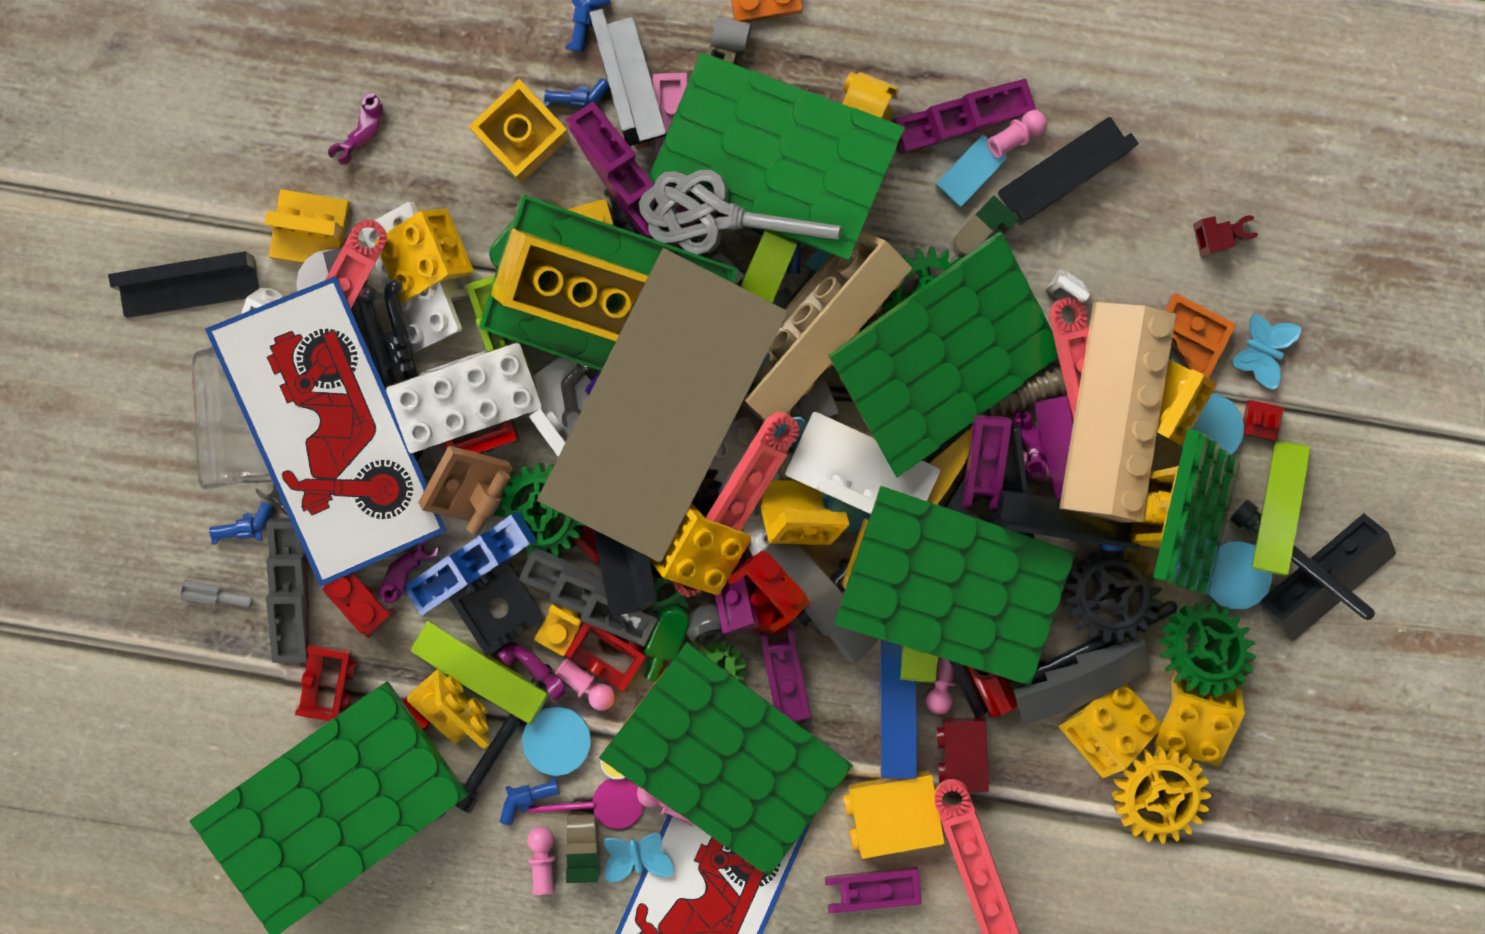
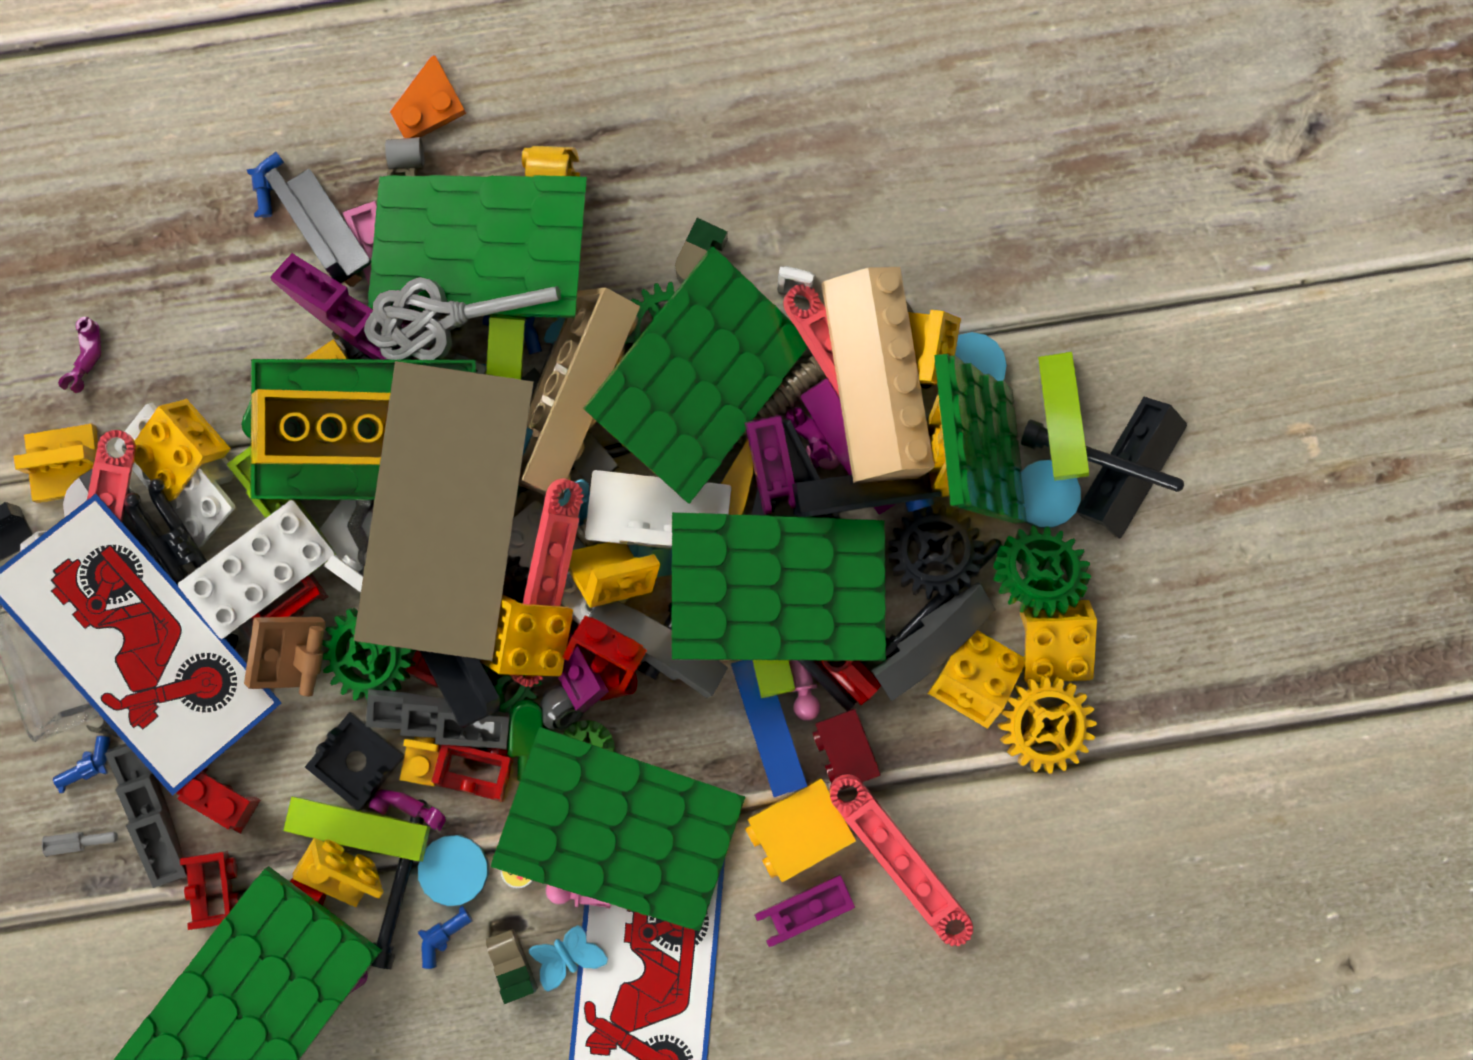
camera: 20 degrees left, 5 degrees down
(398, 571) = (249, 757): magenta arm -> none
(469, 563) = (319, 716): blue slope -> none
(519, 131) = (233, 305): yellow brick -> none
(540, 842) = (468, 974): bright pink pin -> none
(578, 97) = (278, 257): blue piece -> none
(599, 695) = (480, 812): bright pink pin -> none
(613, 804) = (527, 913): dark pink piece -> none
(786, 676) = (652, 732): magenta hinge -> none
(965, 115) = (647, 156): magenta slope -> none
(969, 172) = (670, 205): medium azure tile -> none
(1018, 133) = (712, 143): bright pink pin -> none
(1066, 170) = (759, 175): black panel -> none
(1198, 334) = (930, 281): orange wing -> none
(1220, 237) = (920, 188): dark red piece -> none
(1262, 420) = (1019, 342): red tile -> none
(1263, 347) = (997, 277): medium azure piece -> none

